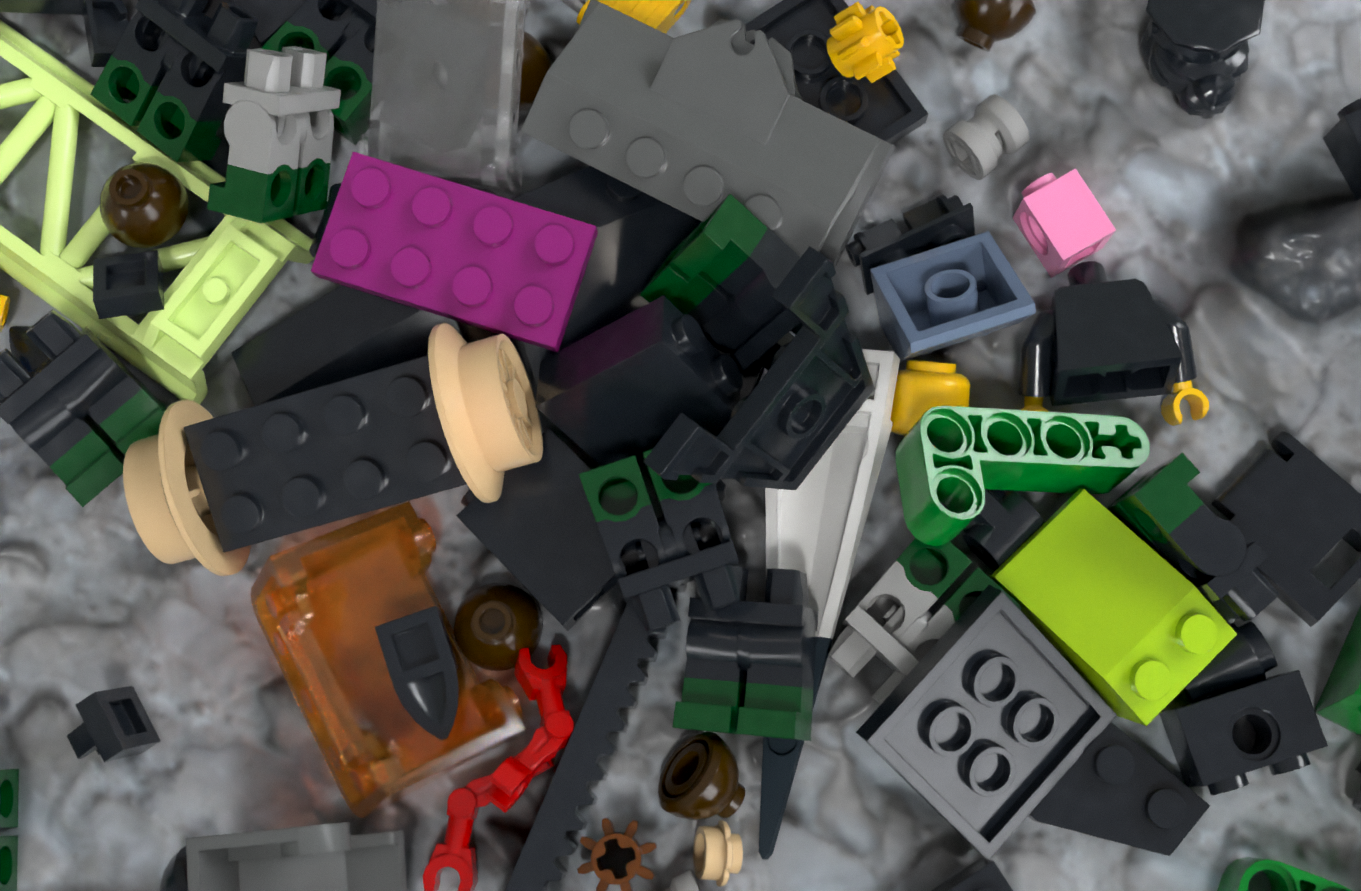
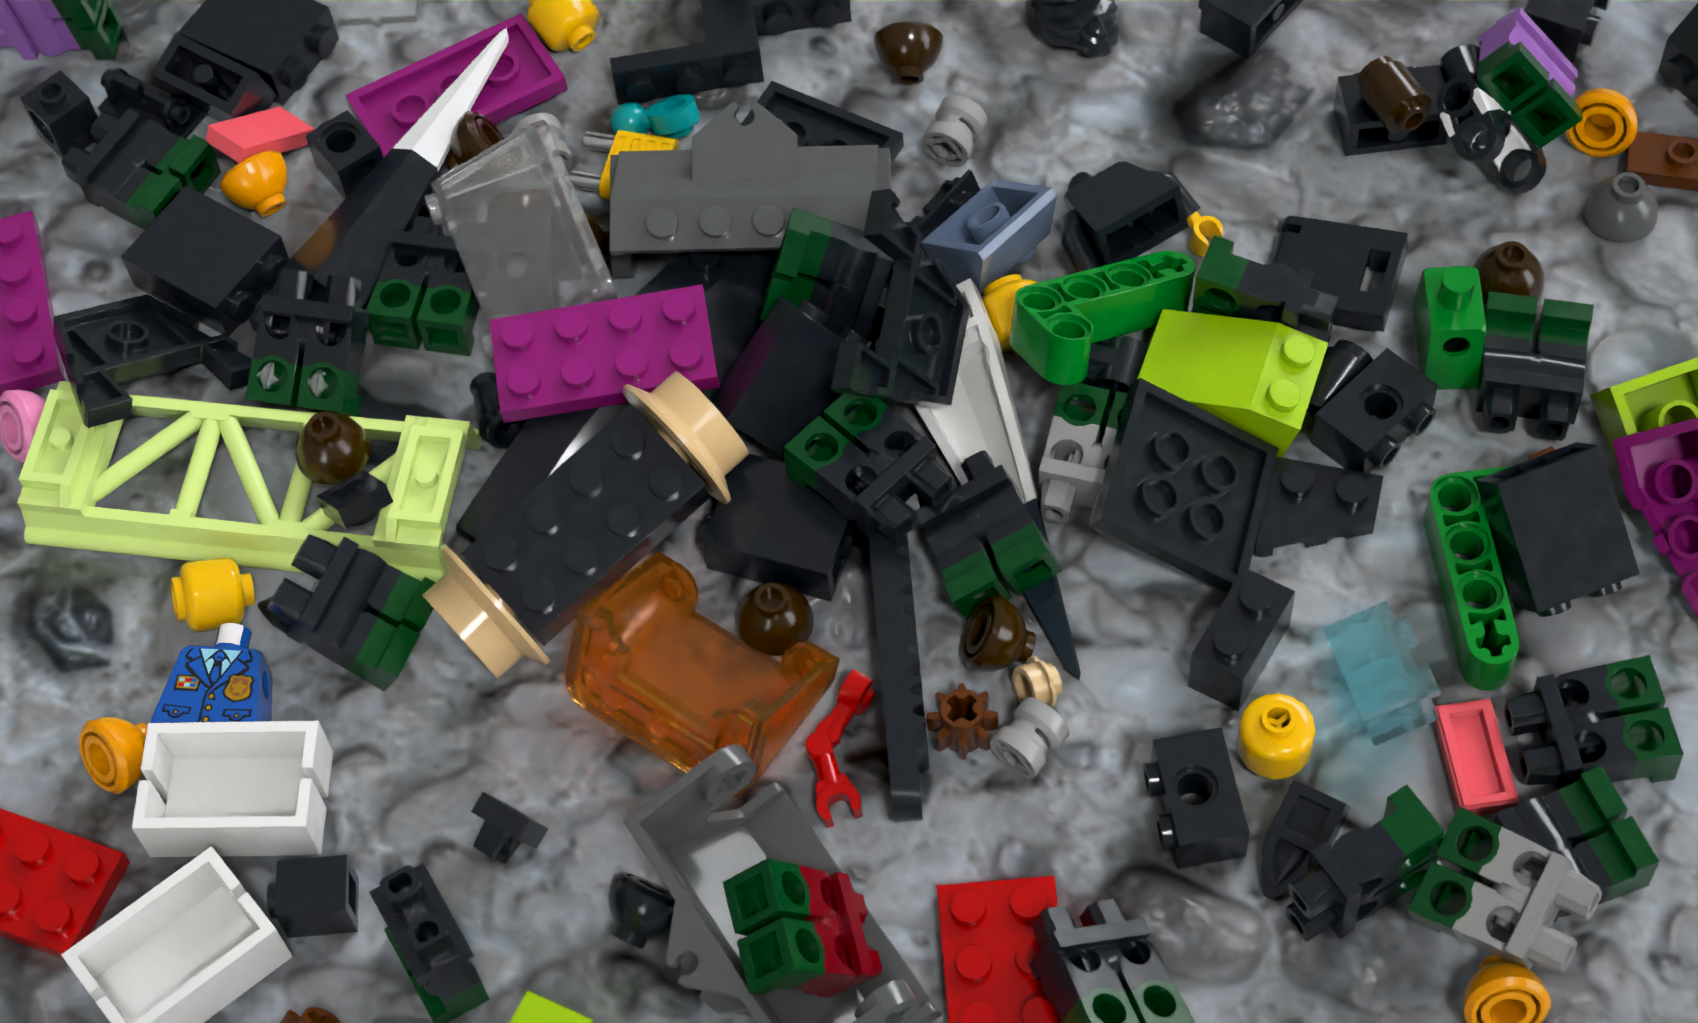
camera: 25 degrees left, 20 degrees down
(277, 137) = (420, 346): light grey hips -> none
(422, 668) = (732, 661): black plate -> none
(555, 728) = (861, 648): red piece -> none
(865, 42) = (829, 100): yellow gear -> none
(1062, 221) = (1043, 155): bright pink brick -> none

